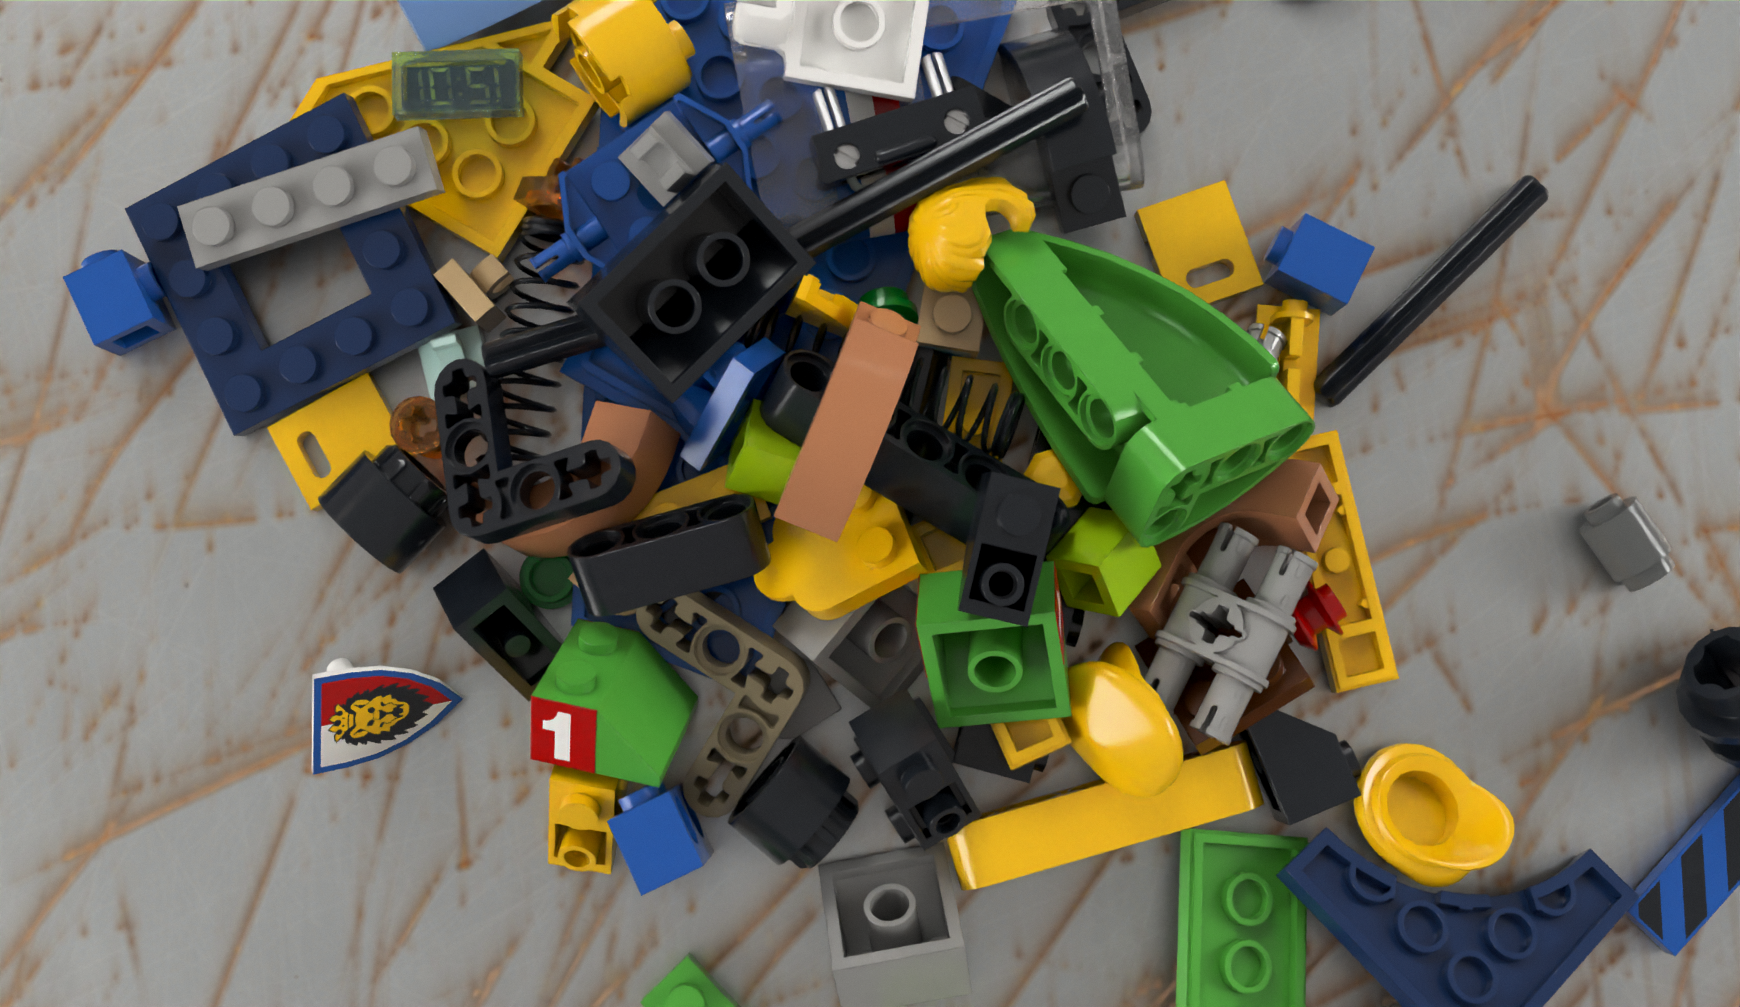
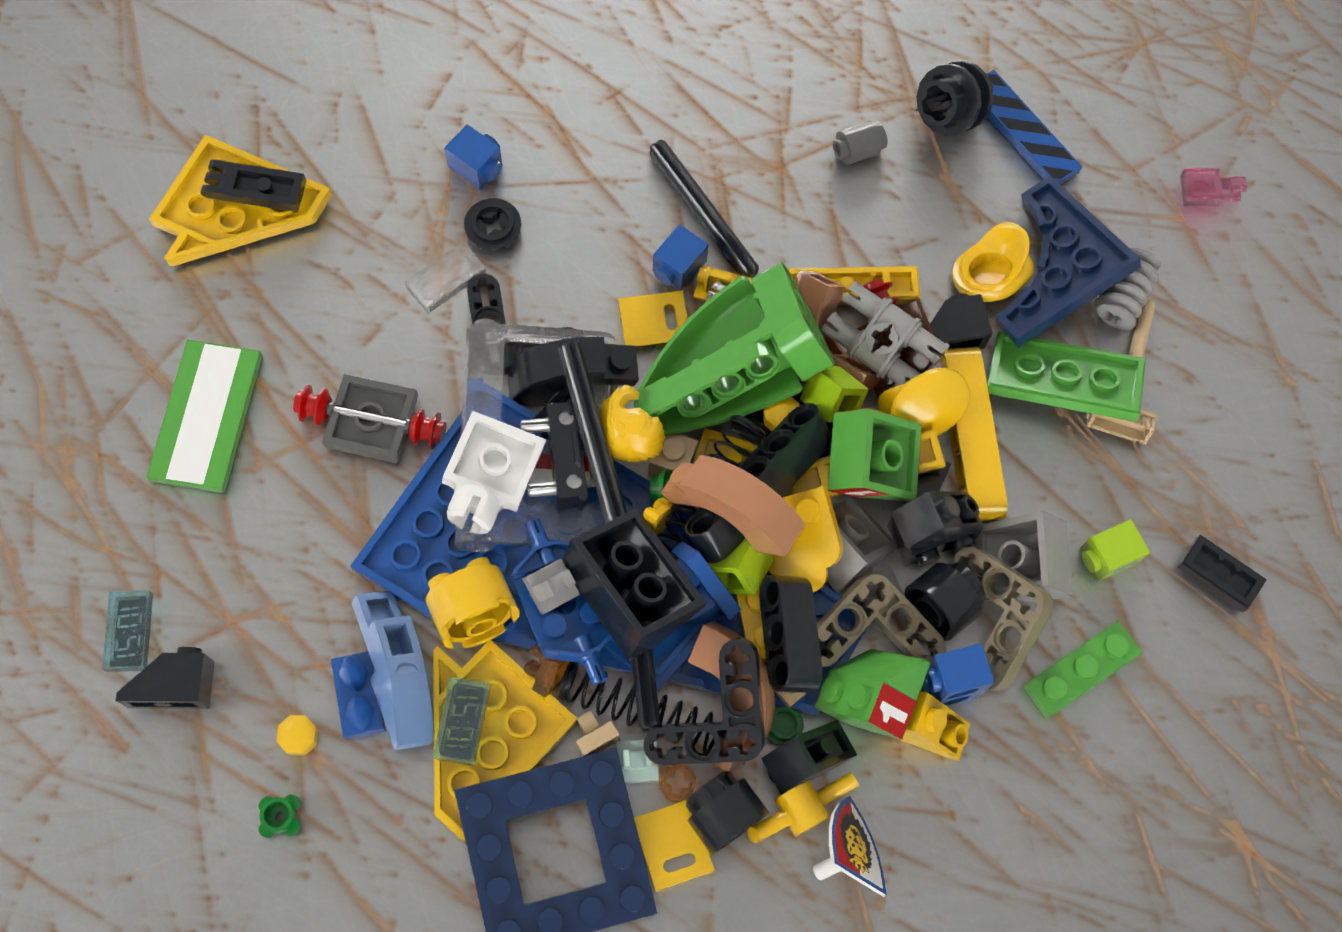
camera: 80 degrees left, 15 degrees down
(311, 199) = (521, 822): light grey plate -> none
(420, 628) = (802, 808): none -> yellow piece
(788, 922) = (1016, 613): none -> dark tan beam
(1006, 547) = (826, 427): black slope -> none

